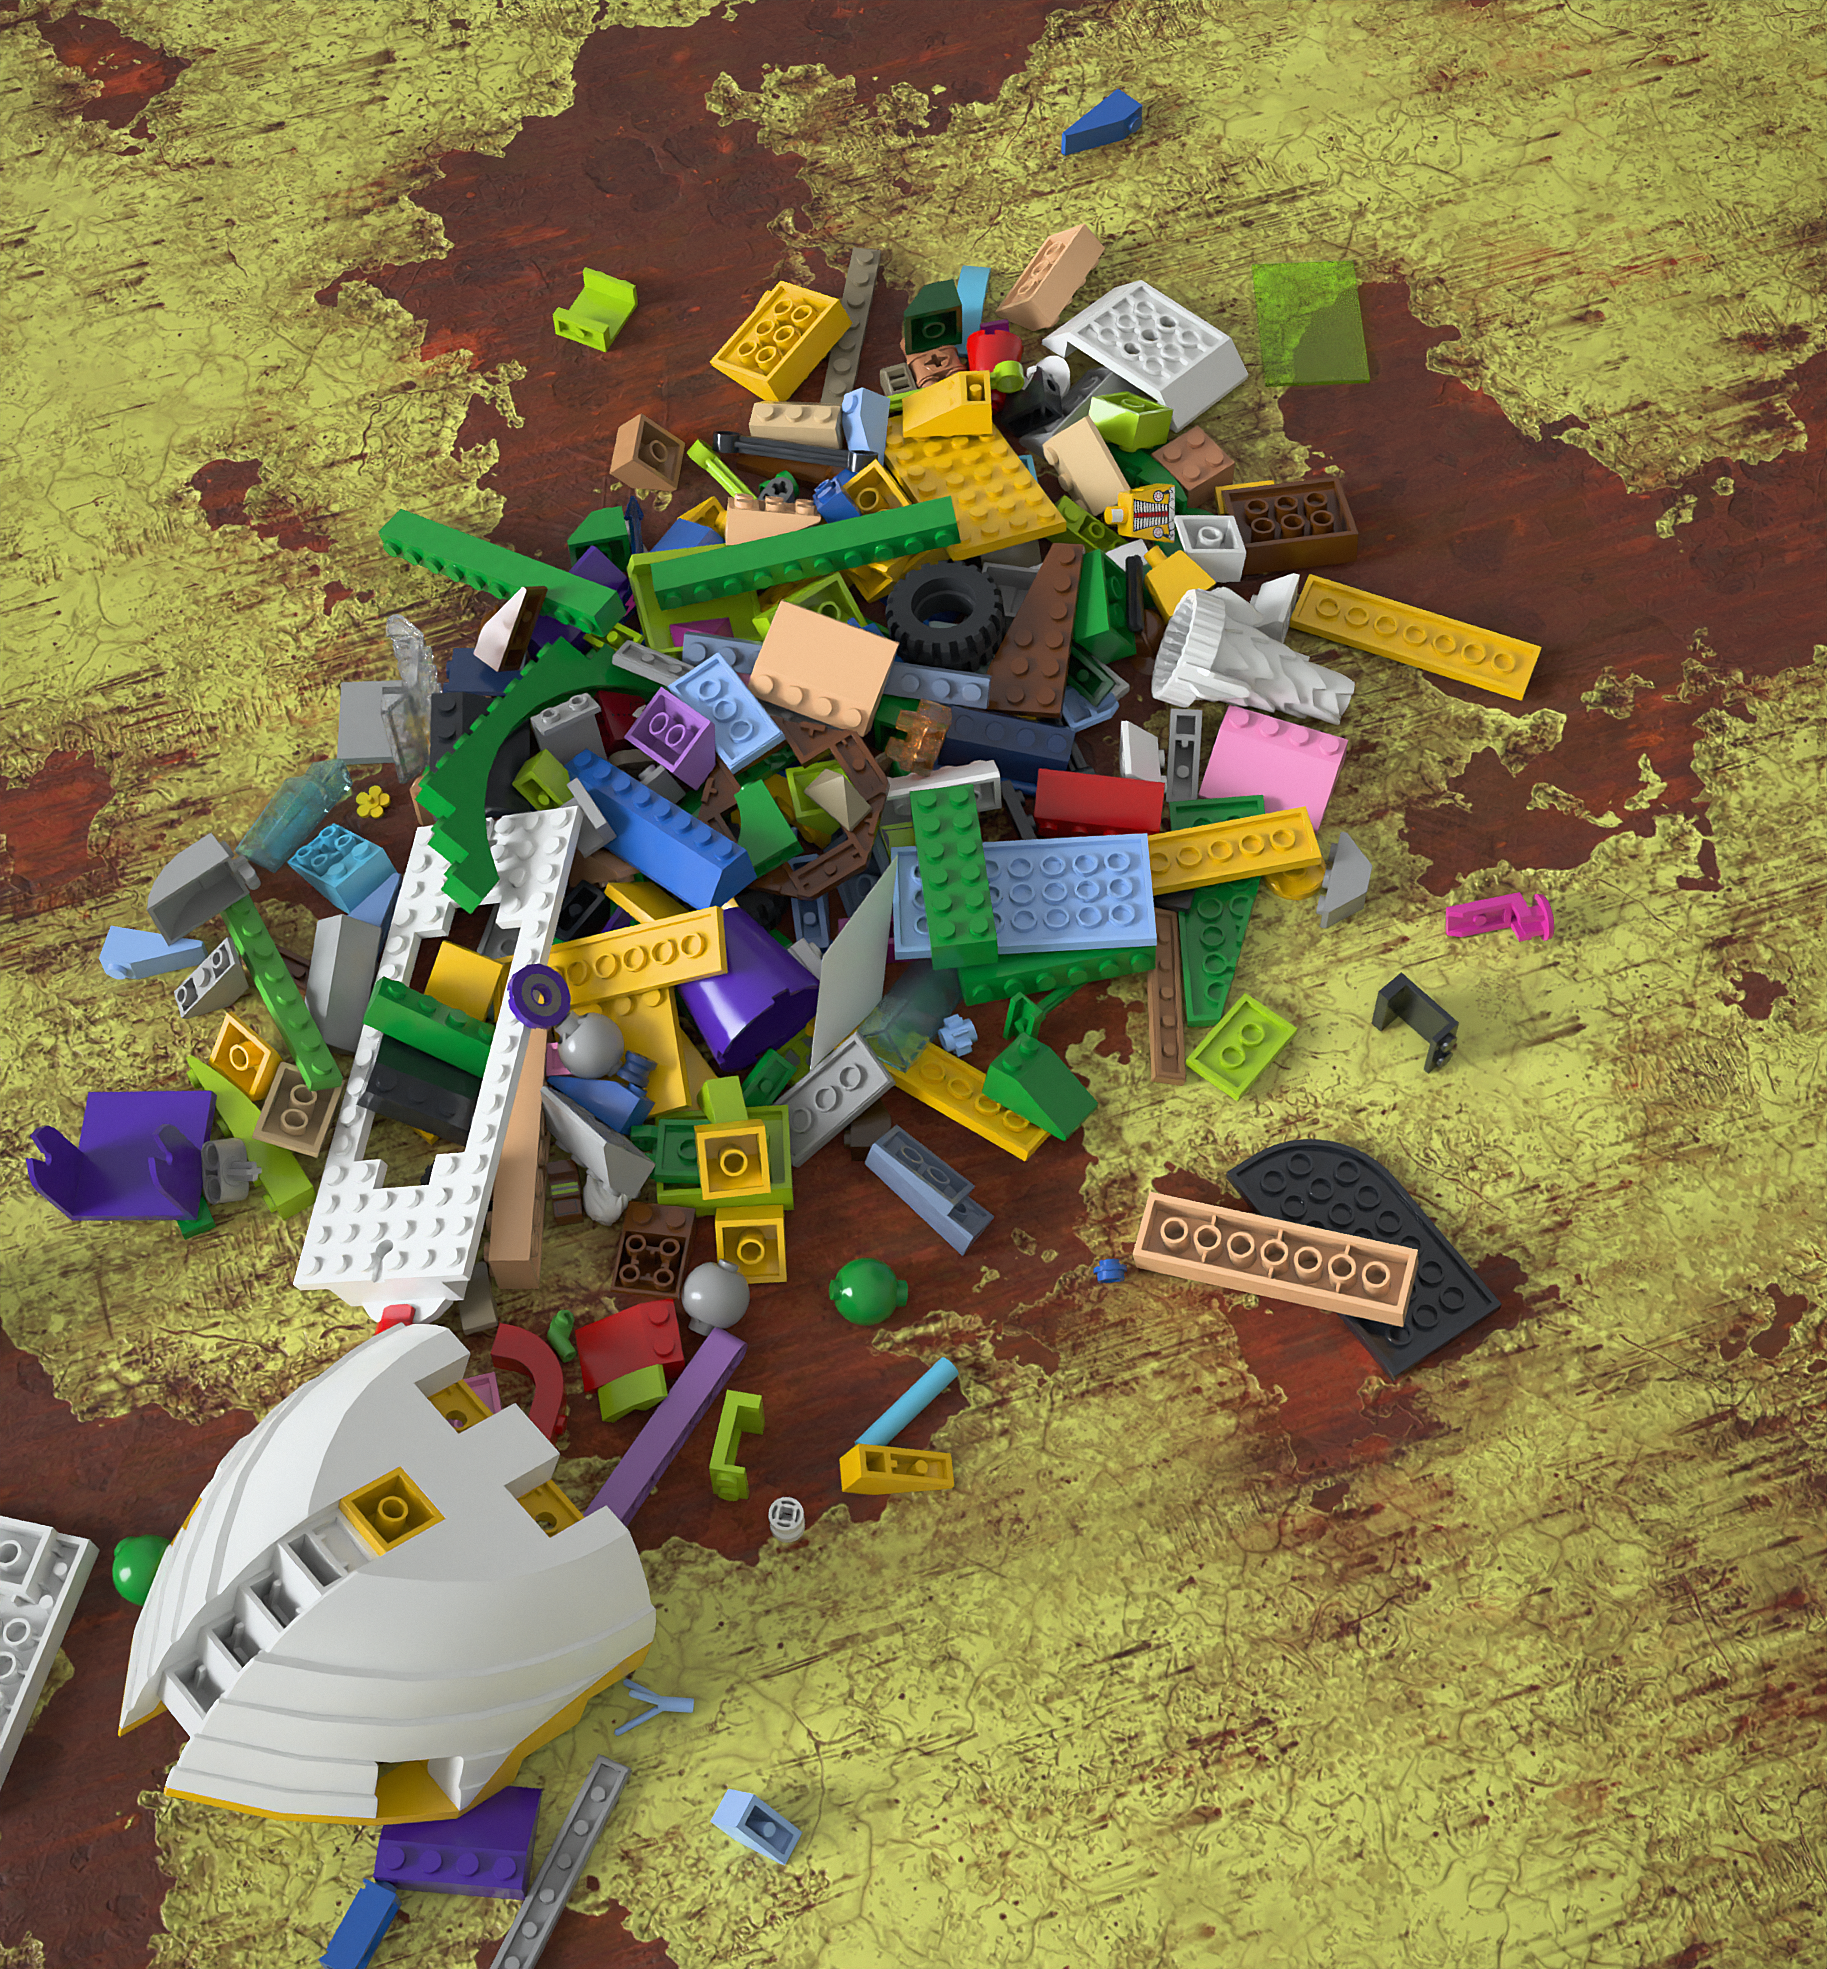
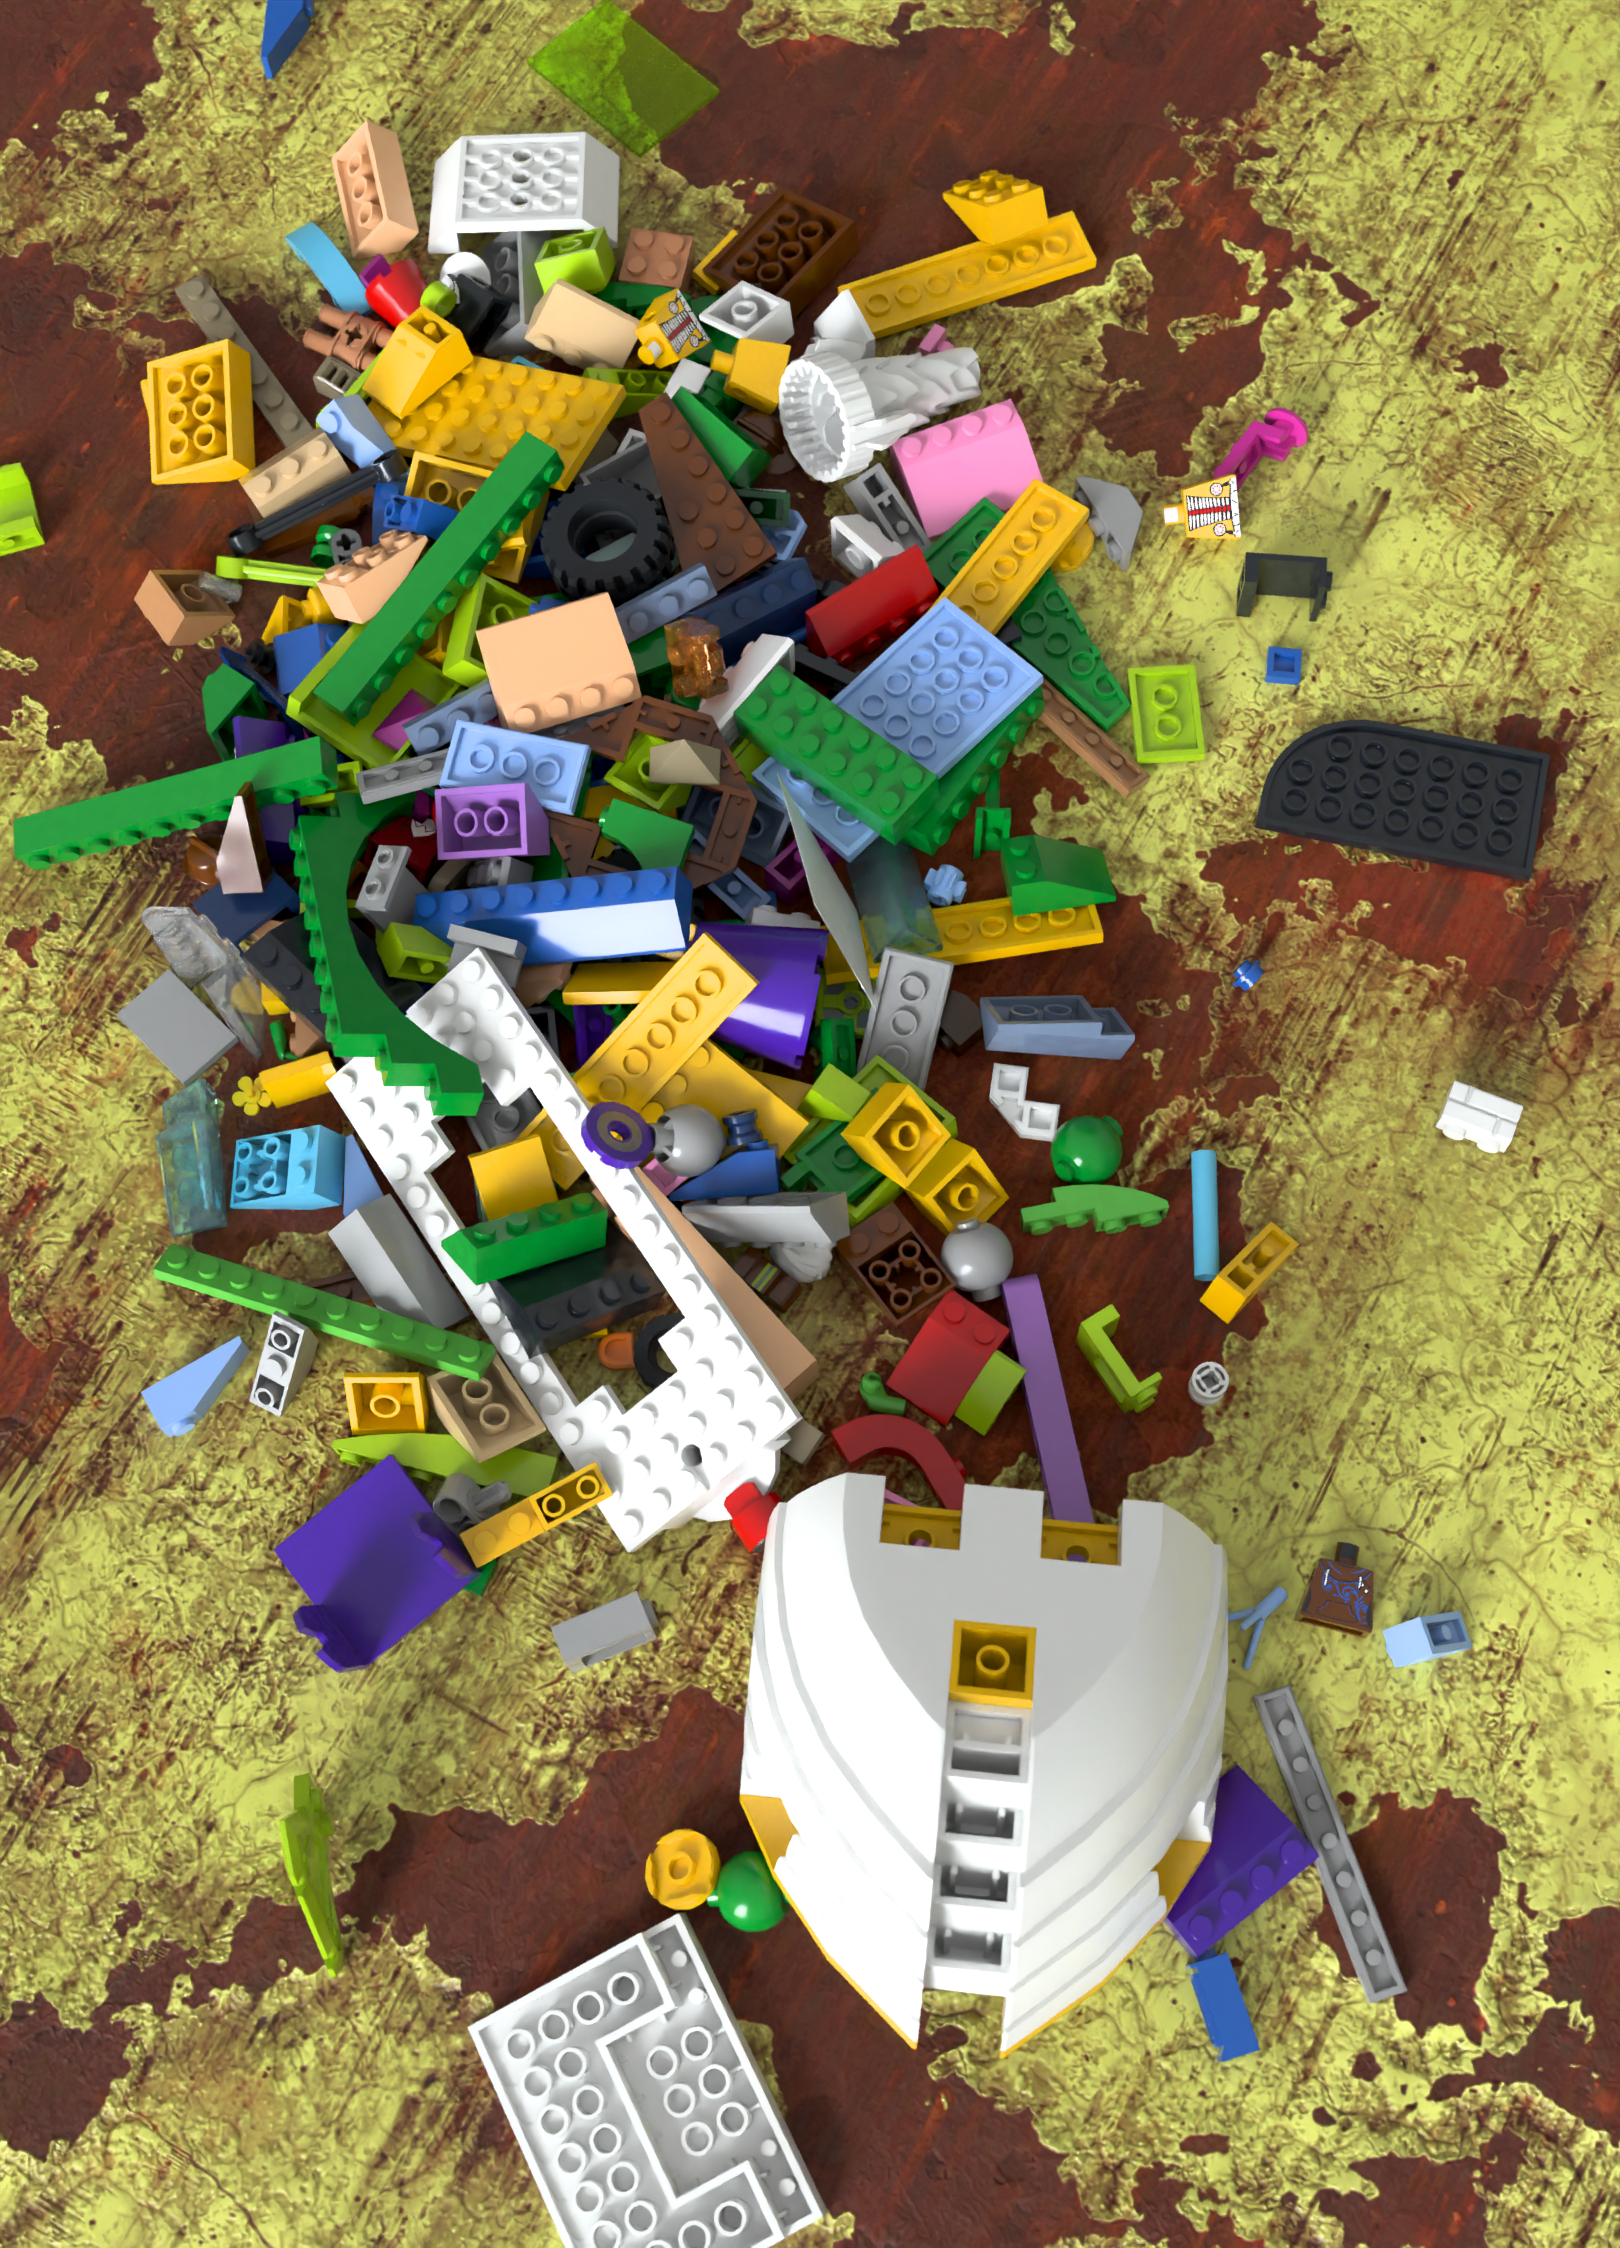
camera: 40 degrees left, 10 degrees up
(121, 1516) = (682, 1869): none -> yellow tile
(198, 887) = (197, 1289): light grey piece -> none
(227, 1321) = (605, 1631): none -> light grey window
(257, 1206) = (535, 1514): none -> yellow slope
(399, 810) = (298, 1079): none -> yellow tile
(424, 1154) = (617, 1351): none -> orange tile
(660, 523) = (260, 656): none -> black wheel
(682, 461) = (220, 587): none -> clear pin
(726, 1739) = (1339, 1594): none -> reddish brown torso
(841, 1340) = (1108, 1206): none -> bright green slope
(857, 1214) = (1025, 1117): none -> white tile
(933, 318) = (326, 293): dark green slope -> none
(1134, 594) = (729, 406): black axle -> none
(1174, 1510) = (1479, 1117): none -> white brick
(1276, 1259) = (1369, 857): light nougat brick -> none
(1339, 661) = (934, 341): none -> bright pink tile
(1367, 1083) = (1283, 665): none -> blue tile
(1418, 929) = (1207, 509): none -> torso
(1484, 602) = (998, 206): none -> yellow slope

